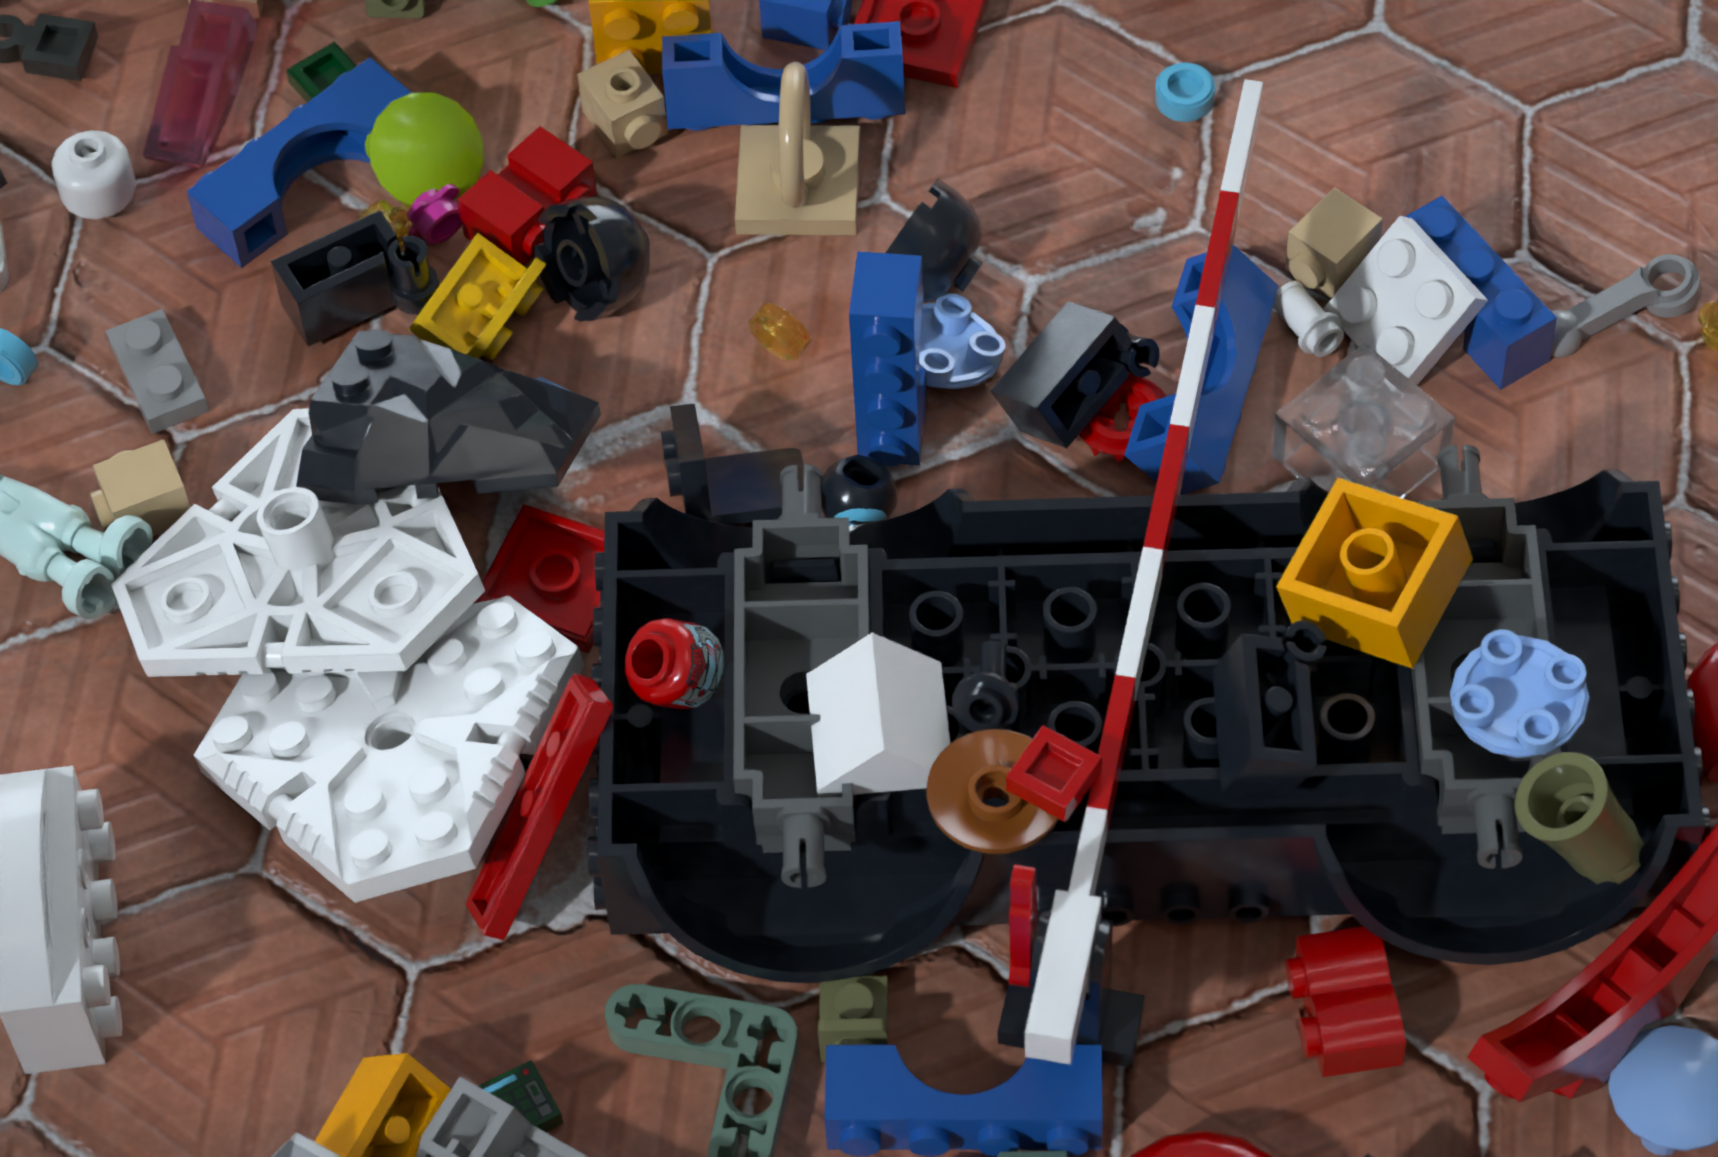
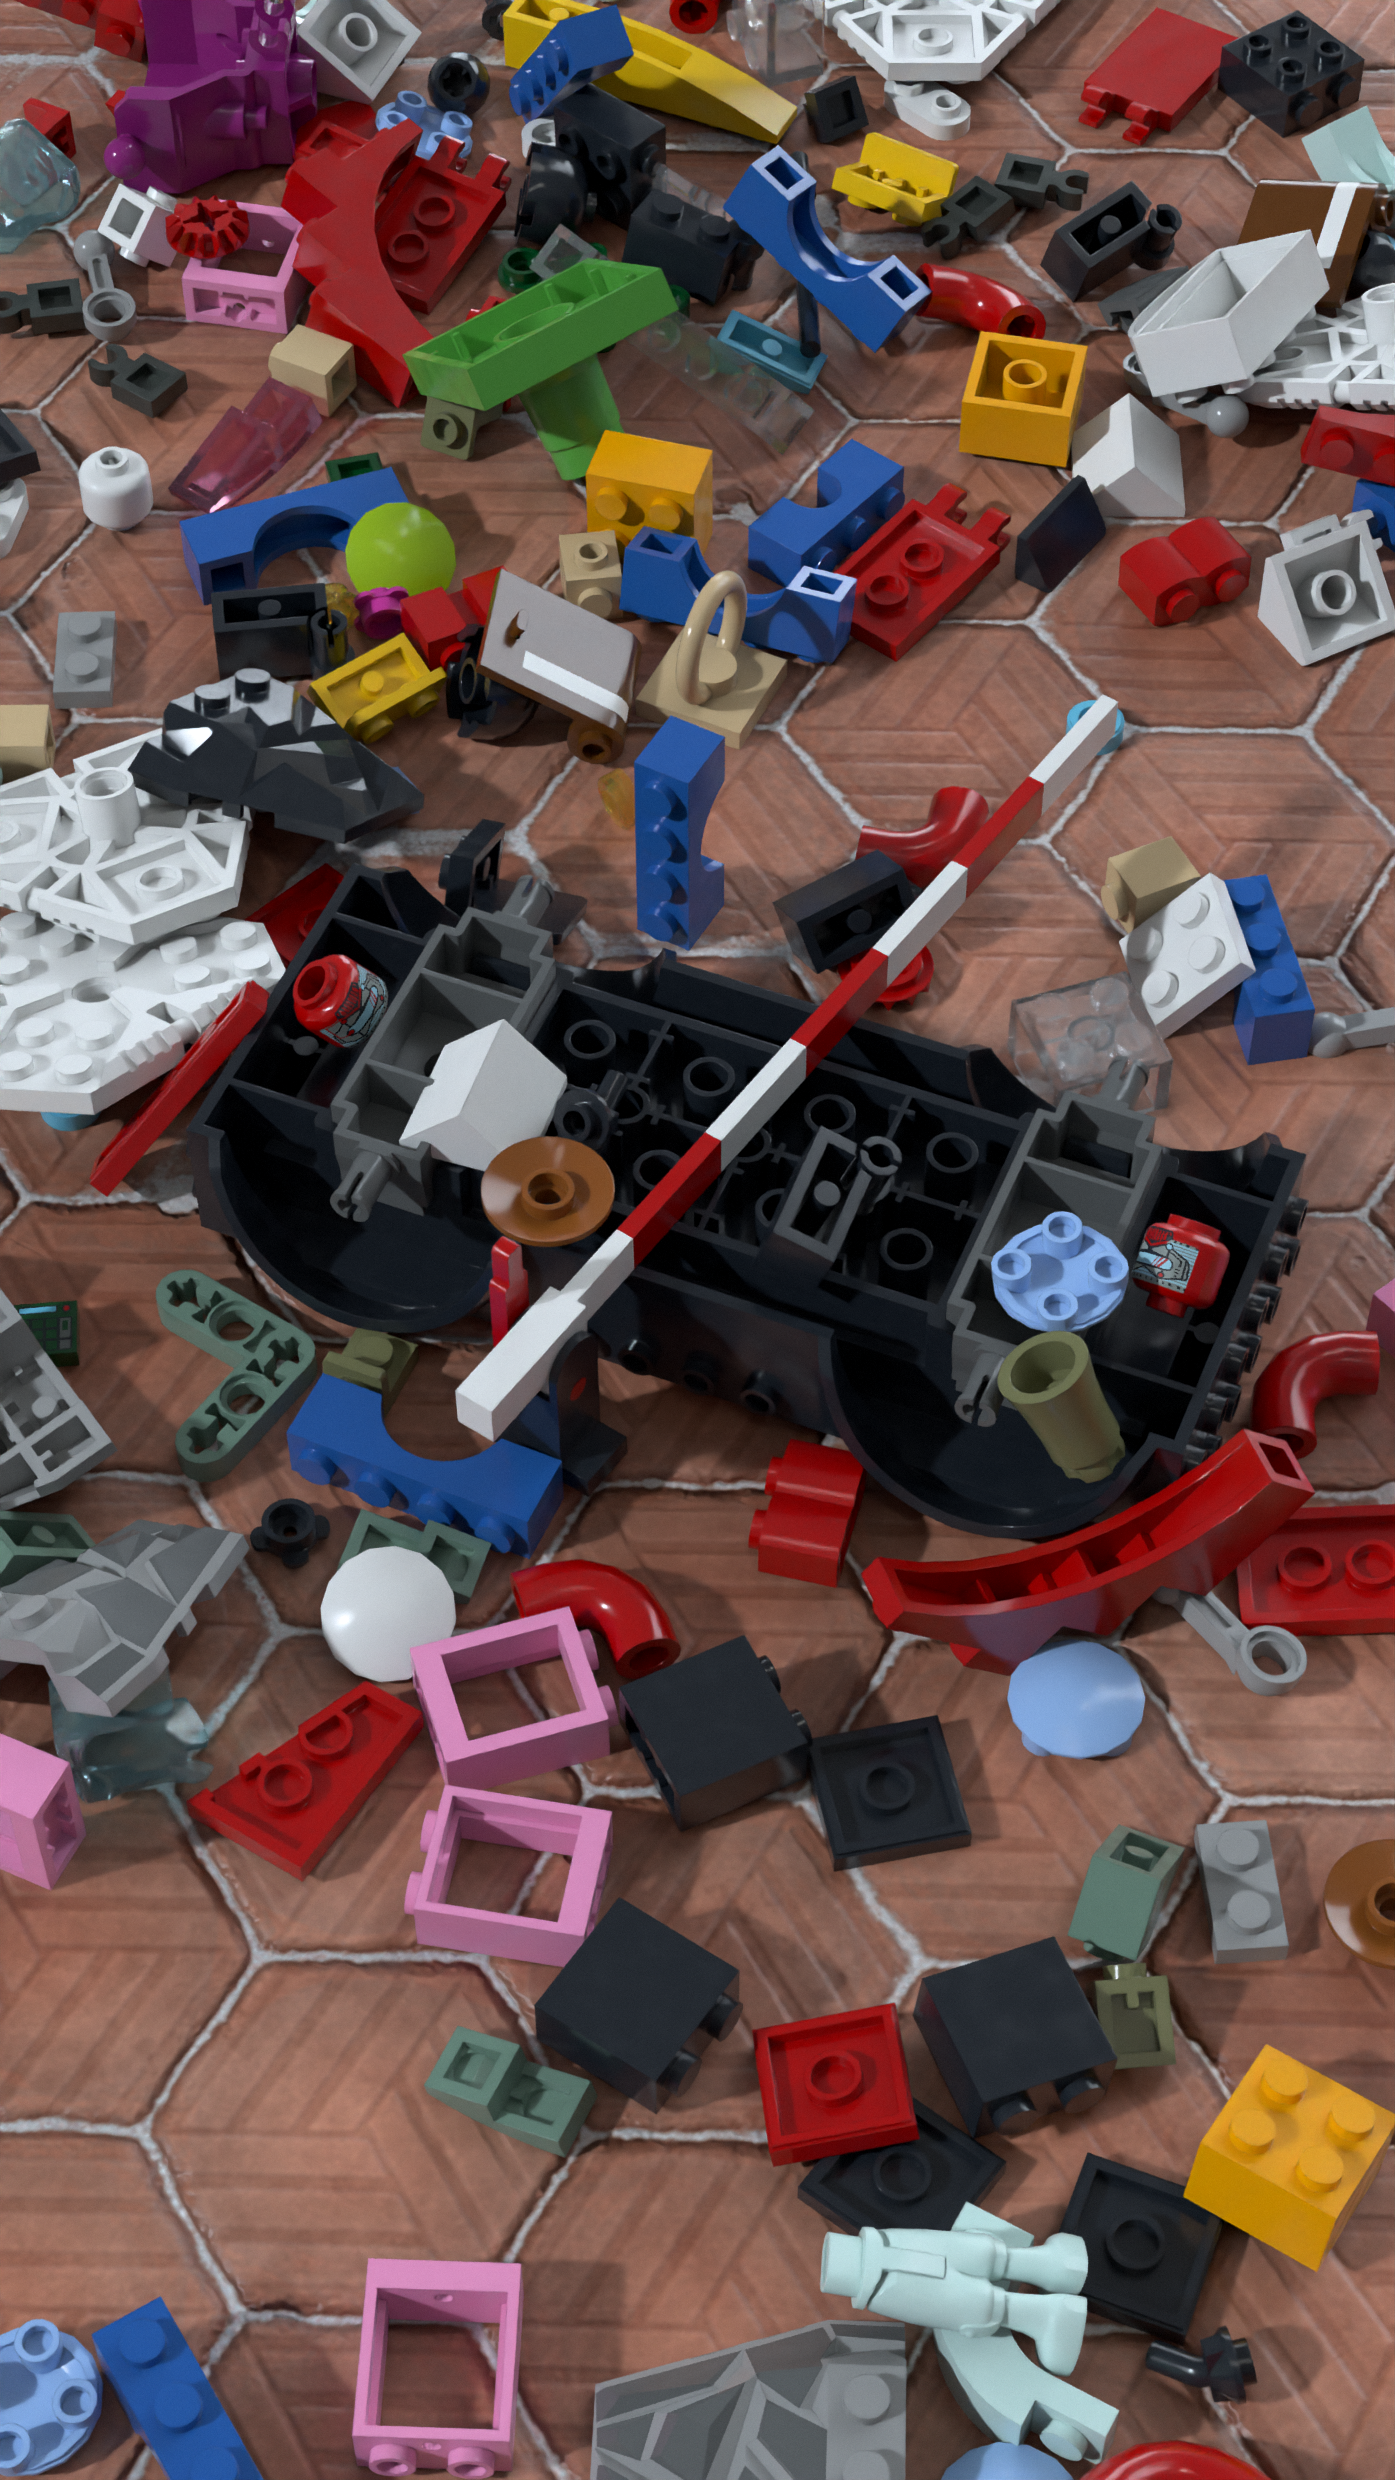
camera: 20 degrees right, 5 degrees down
(659, 211) = (563, 662): none -> door
(858, 490) = (612, 943): black piece -> none
(945, 239) = (787, 771): black cylinder -> none
(957, 344) = (760, 854): light blue dish -> none
(1054, 773) = (599, 1188): red plate -> none
(1110, 269) = (924, 852): none -> red cylinder
(1231, 363) = (1017, 912): blue arch -> none
(1317, 330) = (1098, 948): white pin -> none
(1376, 571) = (981, 1125): light orange brick -> none
(1614, 639) = (1180, 1265): none -> red head

